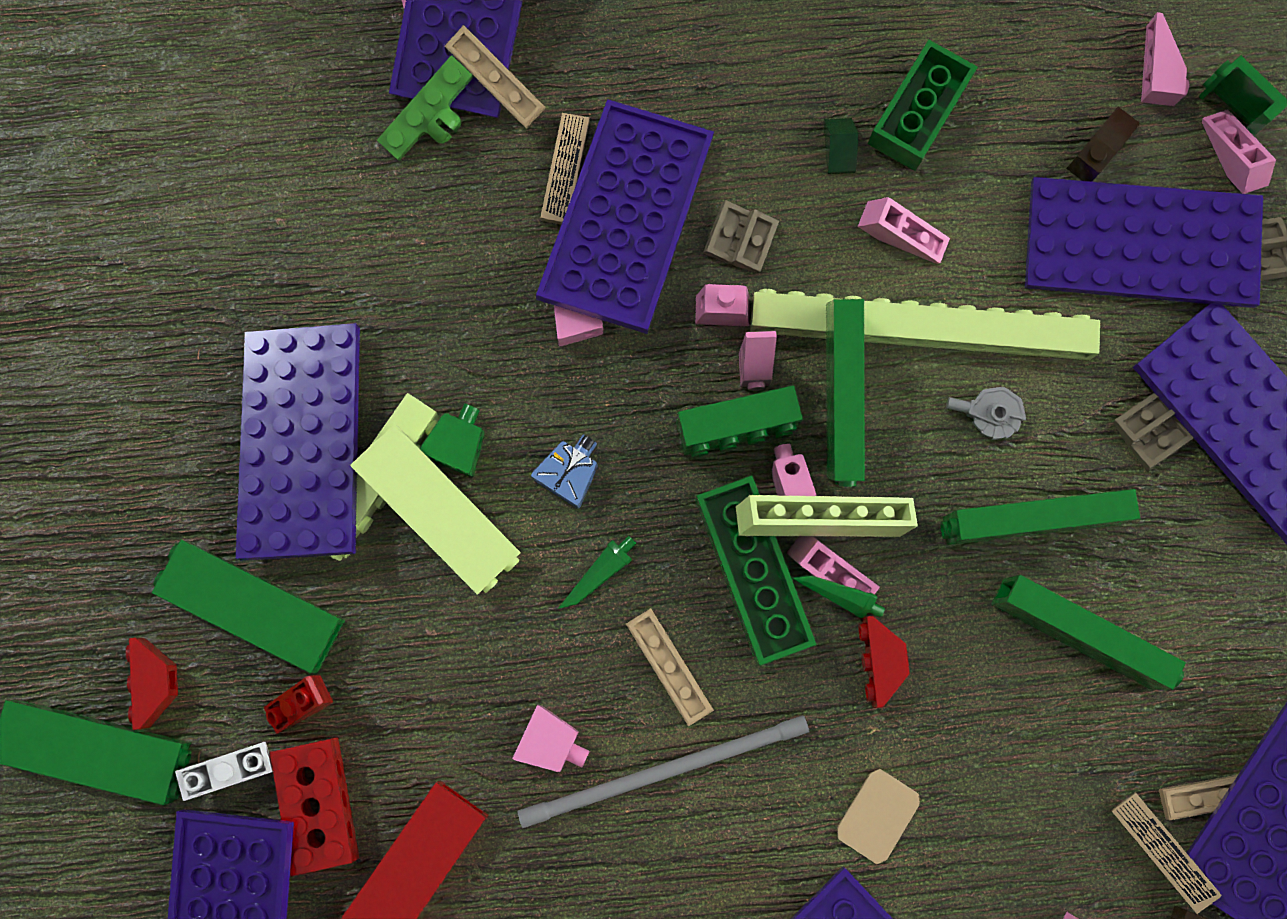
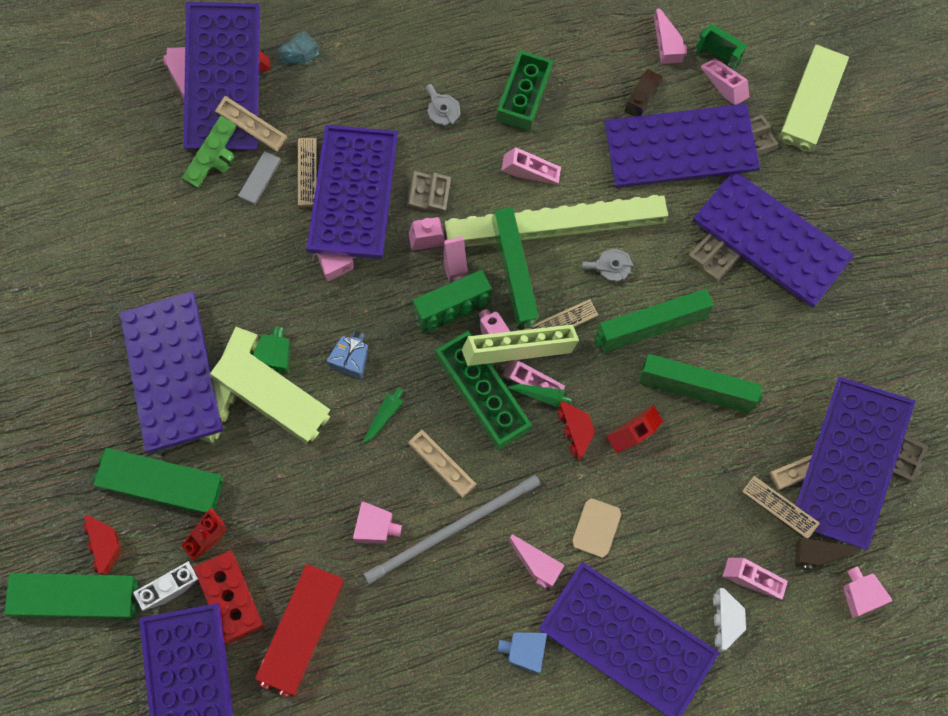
camera: 15 degrees left, 10 degrees down
(492, 163) = (259, 178): none -> light grey tile
(782, 862) = (540, 565): none -> bright pink slope
(791, 109) = (443, 108): none -> light grey piece
(841, 145) = (480, 125): dark green slope -> none
(903, 483) = (573, 316): none -> tan tile
(972, 681) = (635, 429): none -> red slope

